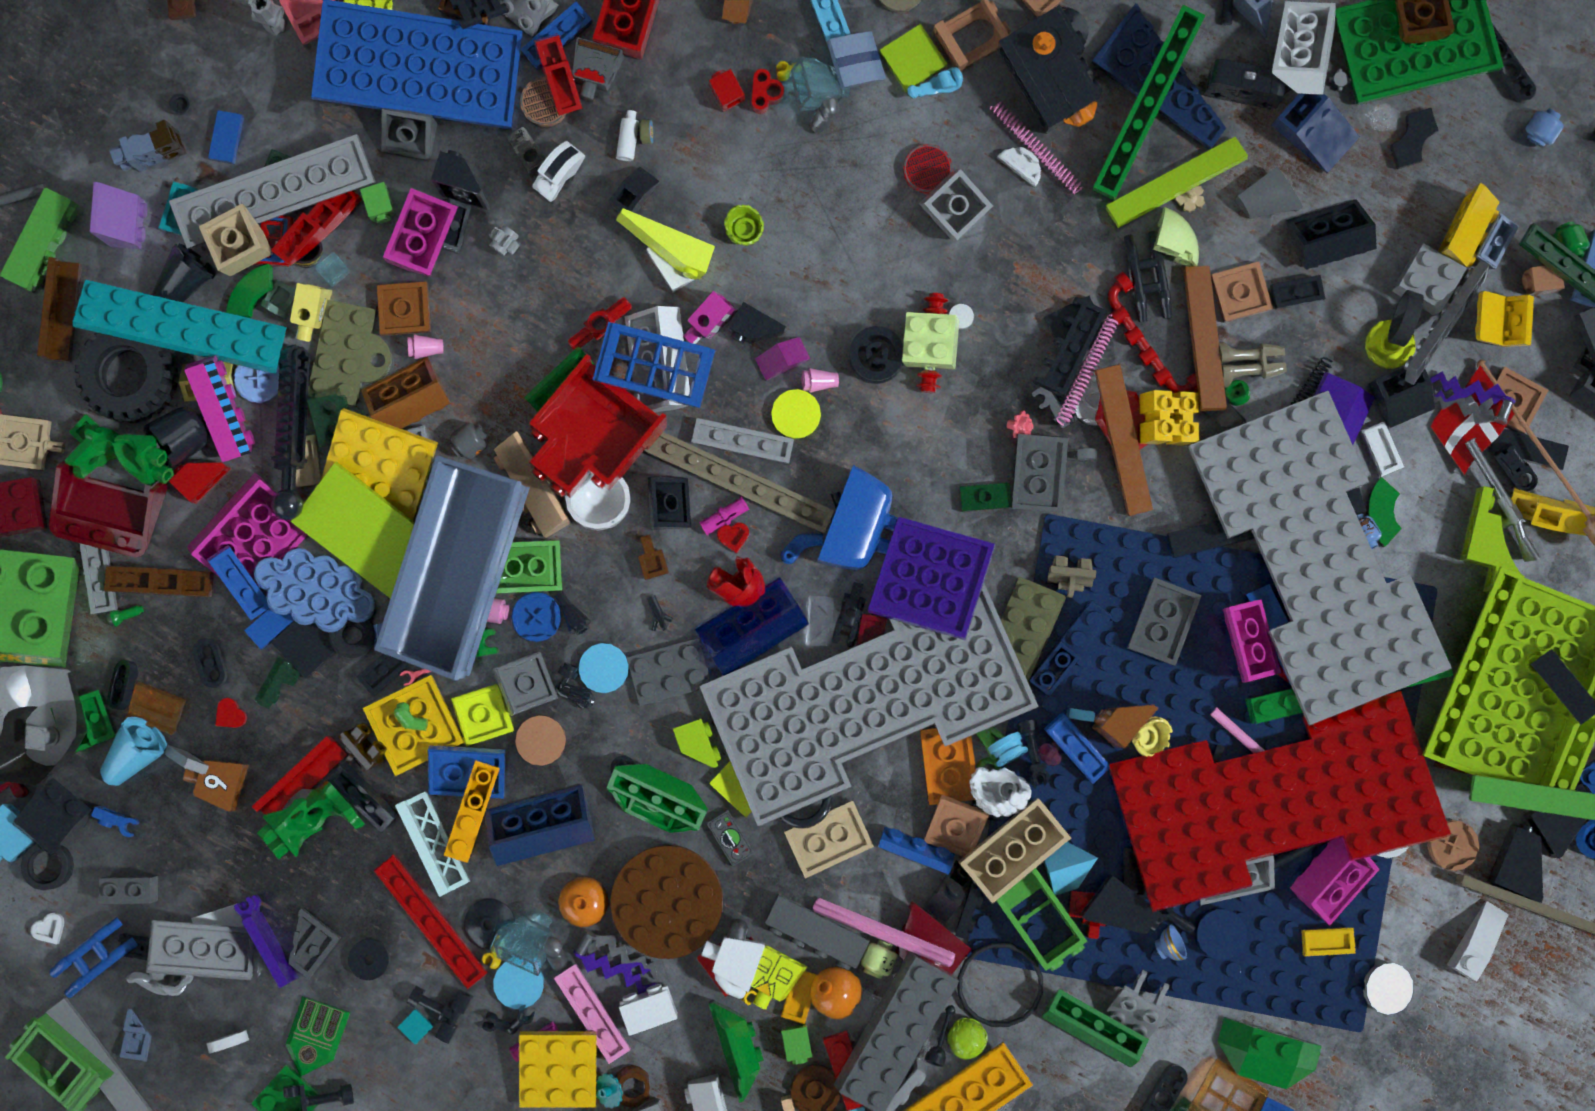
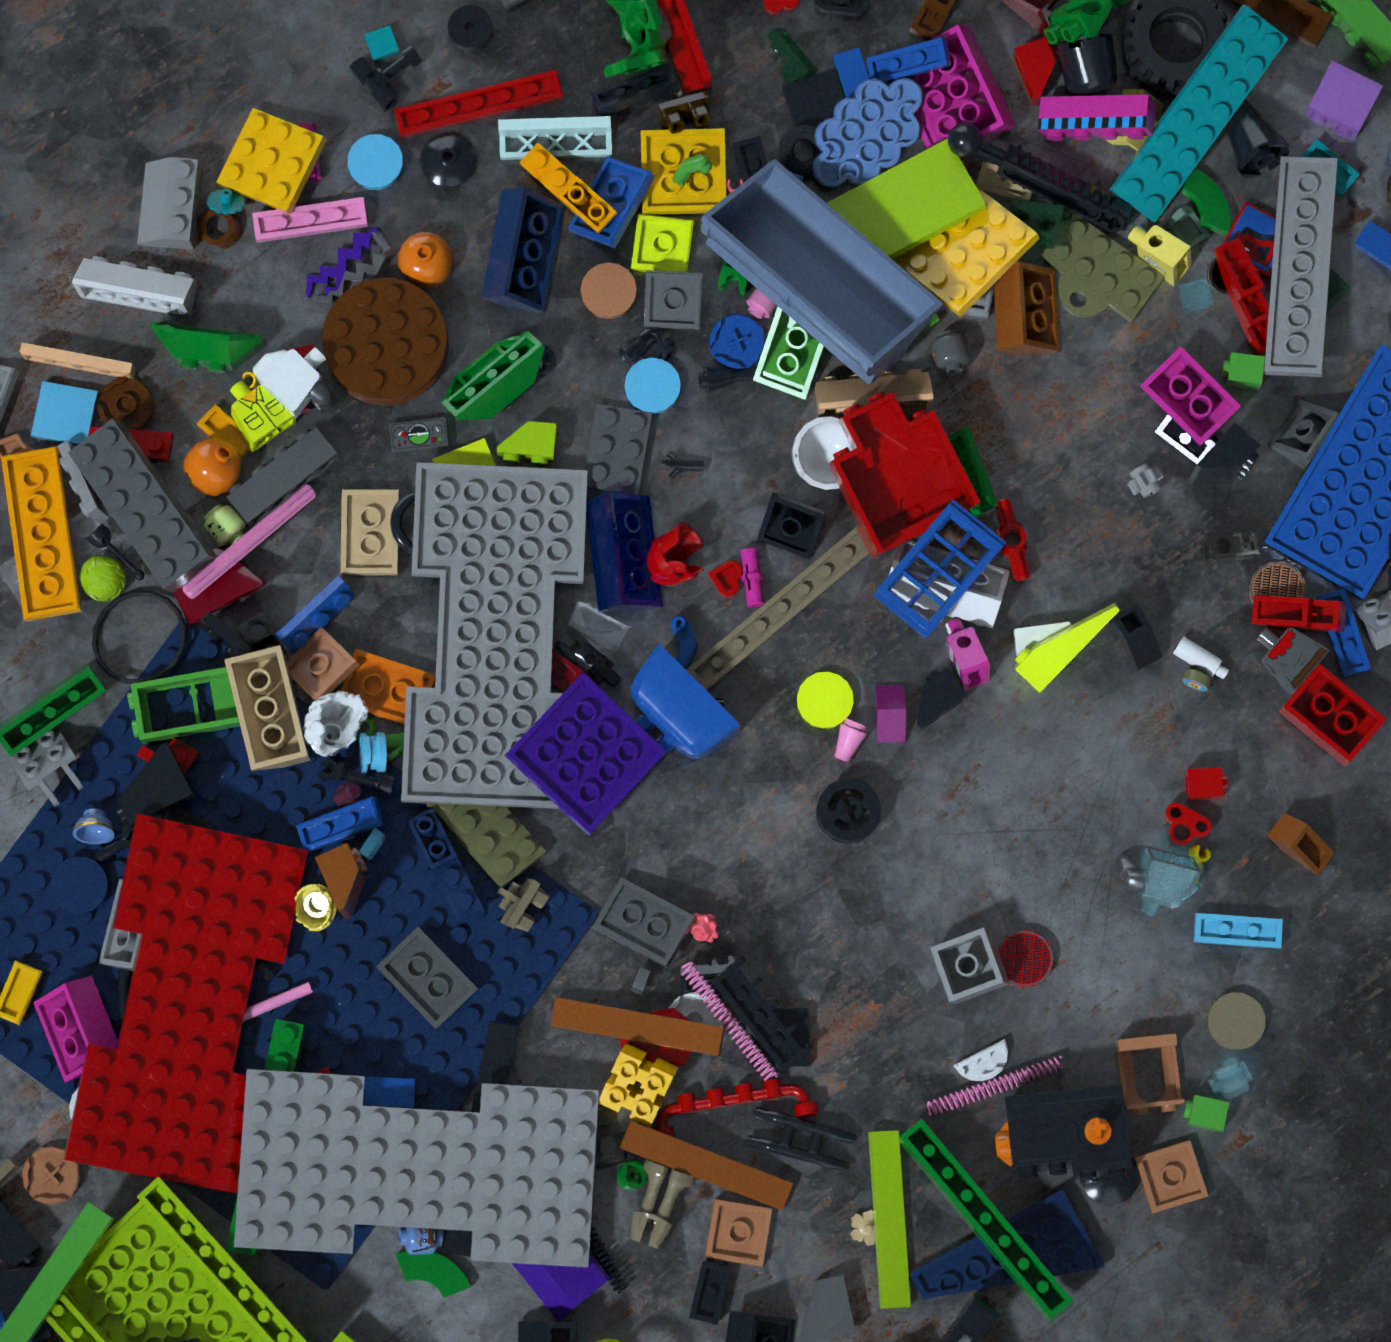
camera: 120 degrees right, 5 degrees down
(235, 240) = (1265, 206): tan slope -> none
(256, 384) = (1106, 166): light blue tile -> none
(403, 308) = (1120, 348): dark orange plate -> none
(424, 346) = (1071, 350): bright pink cone -> none
(510, 1028) = (335, 134): black arm -> none
(527, 946) = (407, 184): clear light blue torso -> none
(556, 169) = (1196, 568): white brick -> none
(647, 1009) = (287, 275): white brick -> none
(652, 562) = (738, 483): reddish brown plate -> none
(742, 441) = (821, 631): light grey plate -> none
(744, 225) = (1049, 735): lime hair -> none
(796, 1043) = (181, 406): bright green brick -> none
(856, 59) = (1175, 933): sand blue slope -> none
(913, 57) = (1152, 999): lime tile -> none
(931, 341) = (835, 872): yellowish green brick -> none
(945, 82) = (1109, 1023): medium azure piece -> none
(964, 315) = (849, 920): white tile -> none
(985, 497) = (646, 856): dark green plate -> none
(1068, 868) = (223, 757): medium azure slope -> none
(1177, 238) = (828, 1188): yellowish green brick -> none
(1251, 641) = (363, 1052): dark pink slope -> none
(1381, 449) = (500, 1303): white tile -> none

